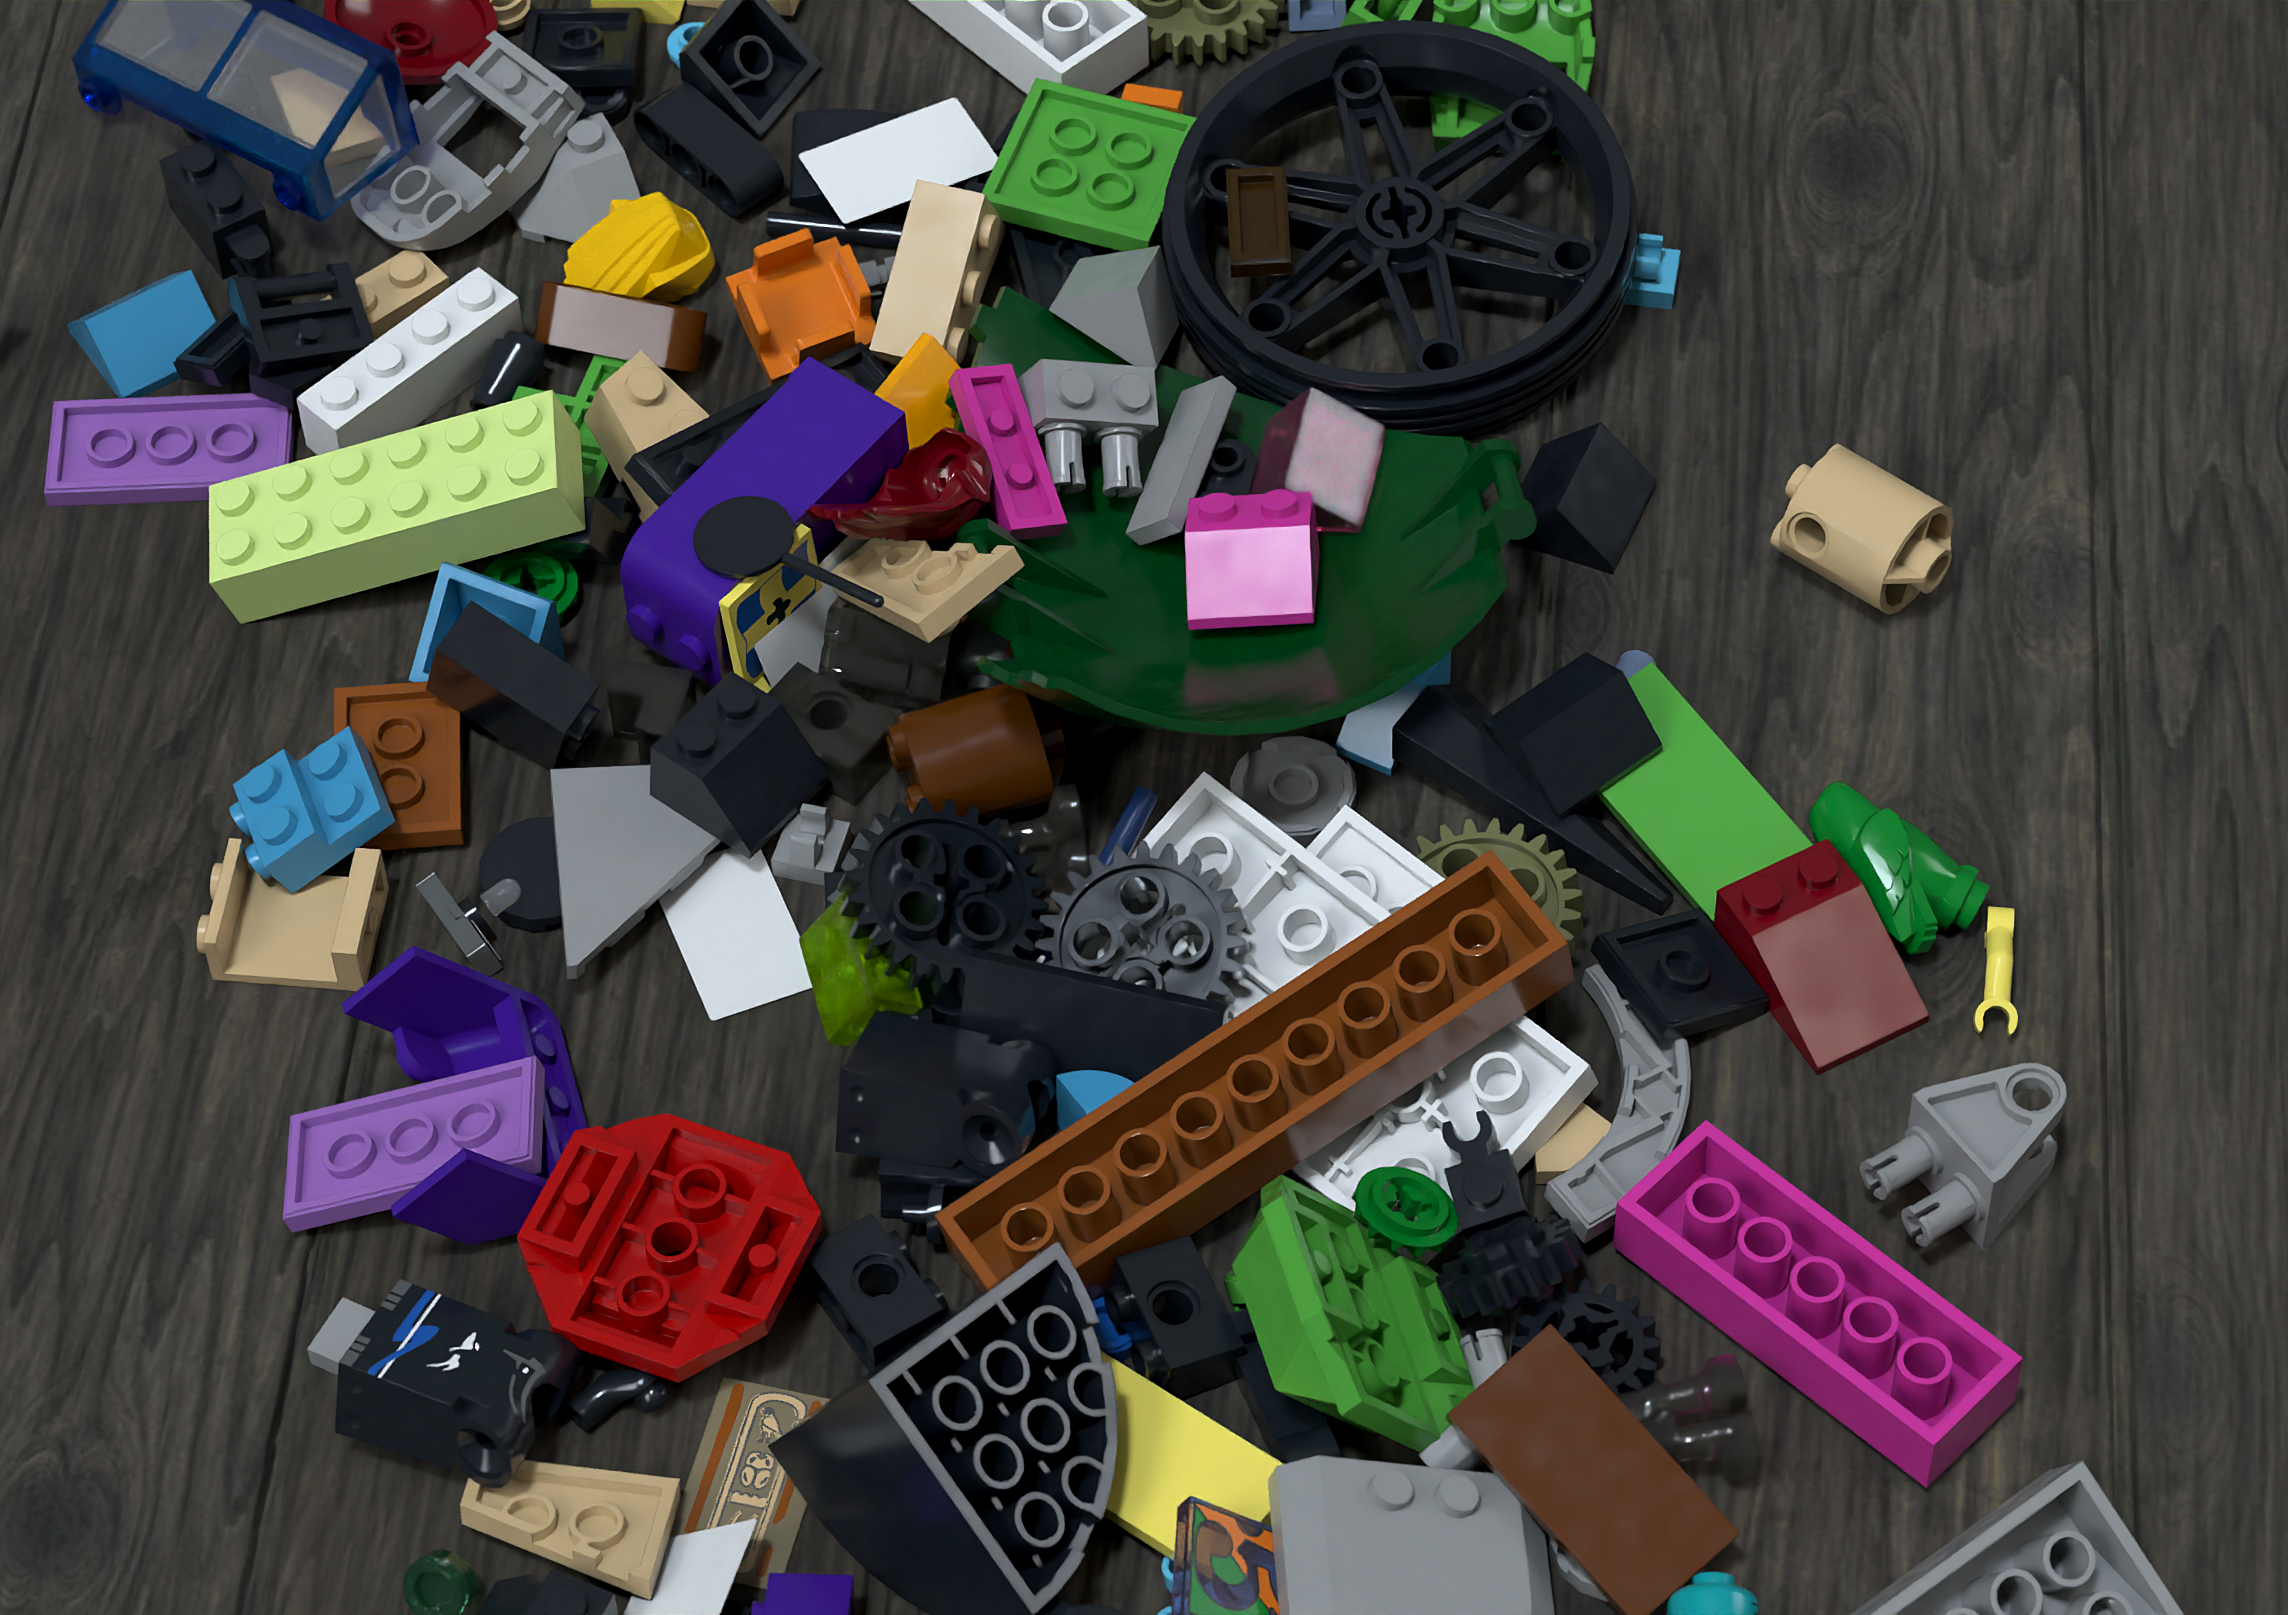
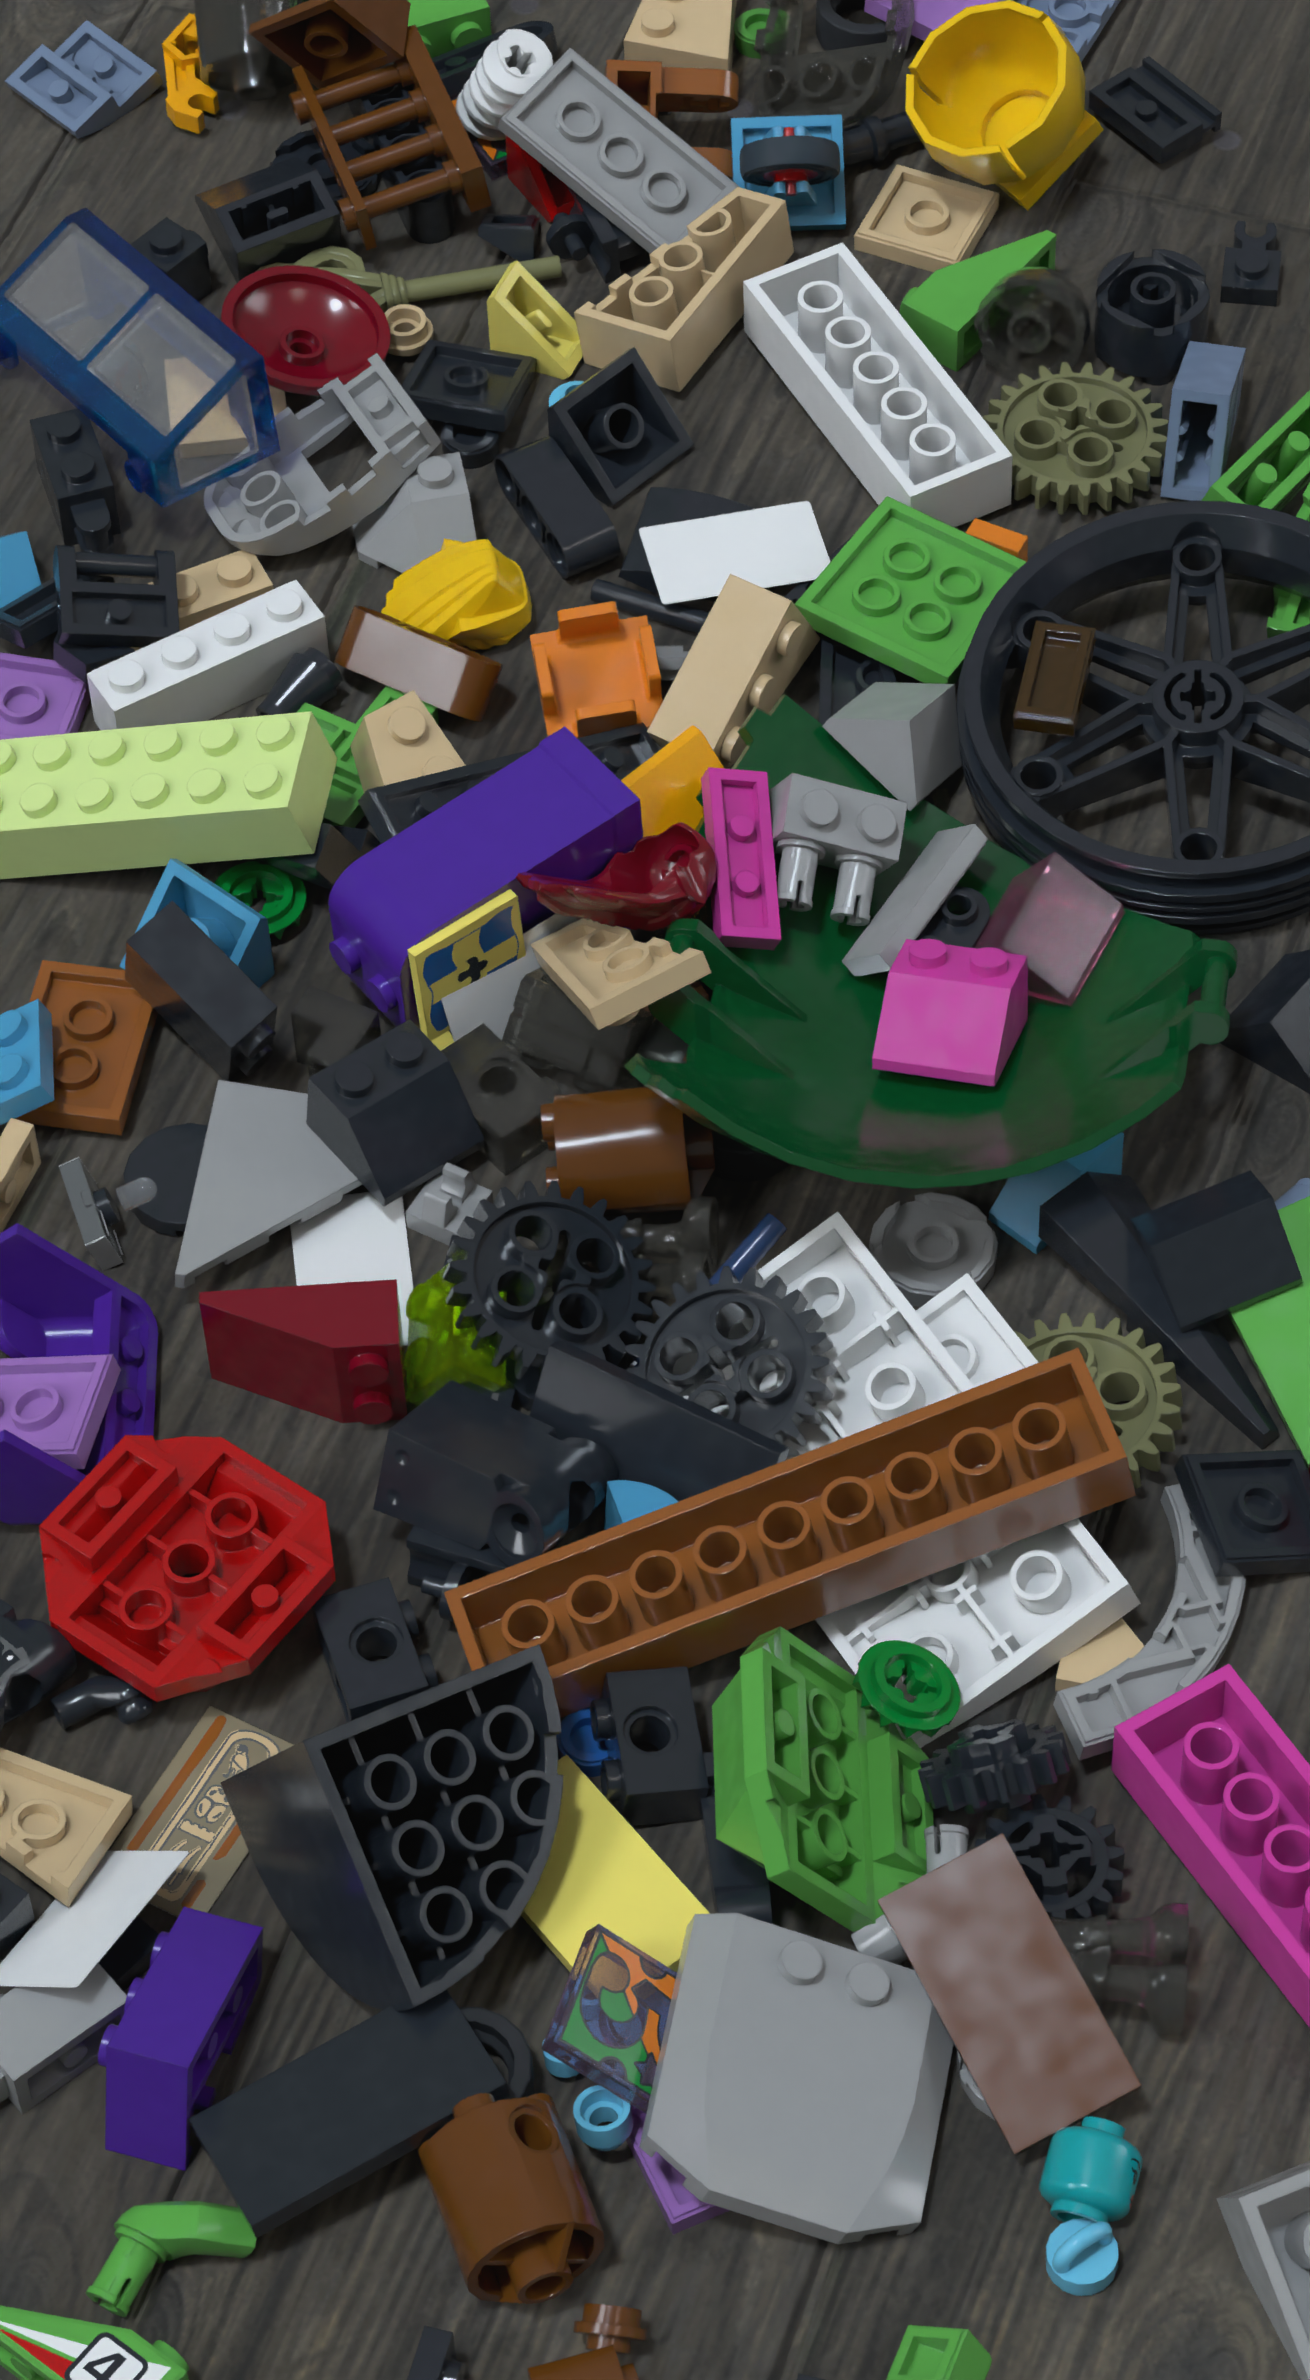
camera: 15 degrees right, 0 degrees up
(727, 1008) = (312, 1347): none -> dark red slope
(754, 536) = (455, 892): black piece -> none
(1485, 1183) = (995, 1680): black plate -> none

